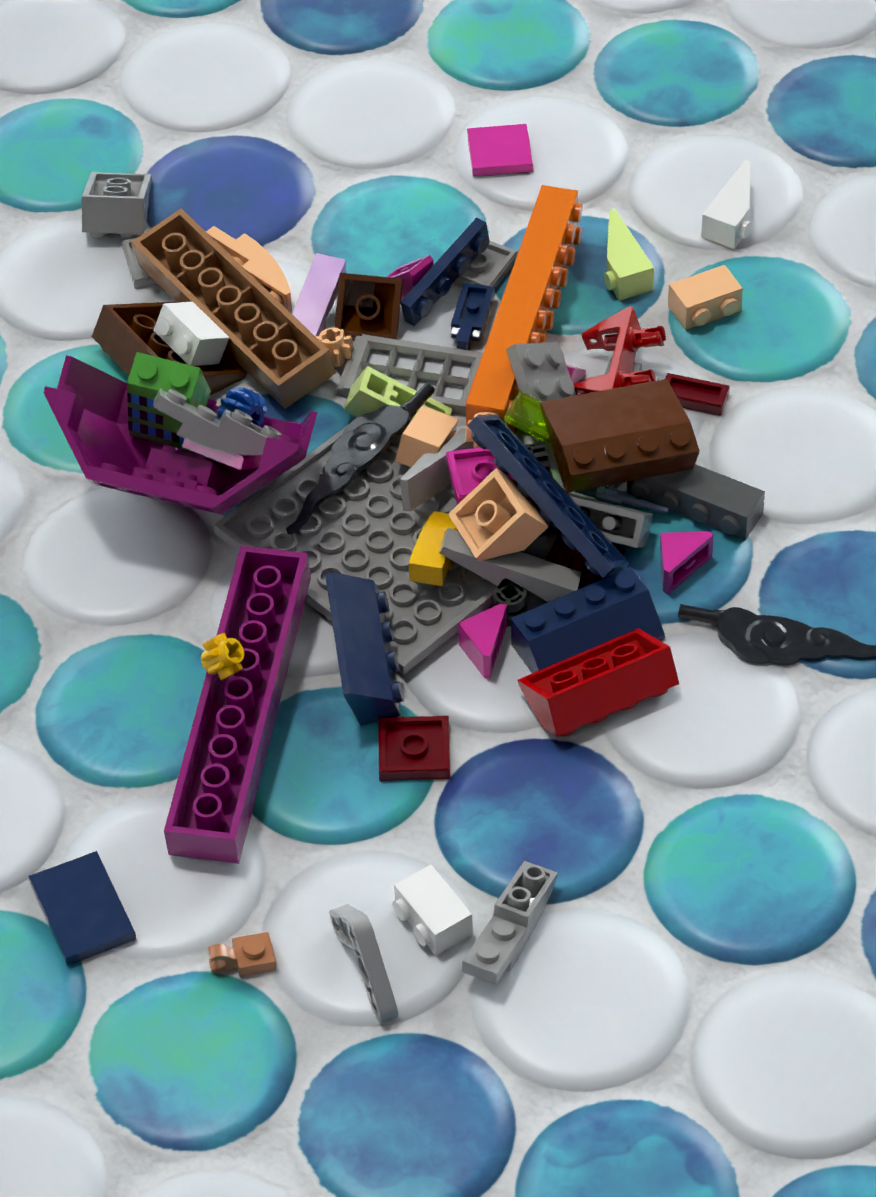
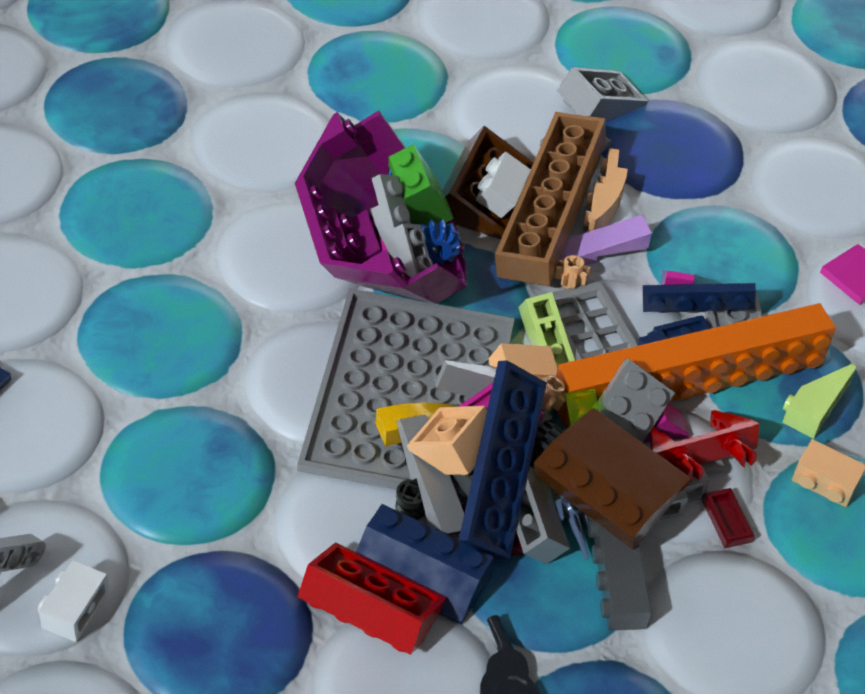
camera: 50 degrees right, 0 degrees up
(222, 656) = (189, 334): yellow gear -> none
(238, 713) = (183, 380): magenta brick -> none
(358, 448) = (480, 332): black piece -> none
(364, 647) = (282, 423): dark blue slope -> none
(368, 305) = (626, 269): reddish brown slope -> none
(414, 748) = (231, 512): dark red tile -> none
(483, 636) = (362, 501): dark pink slope -> none
(512, 923) = (89, 662): light grey slope -> none
(682, 555) = (544, 591): dark pink slope -> none

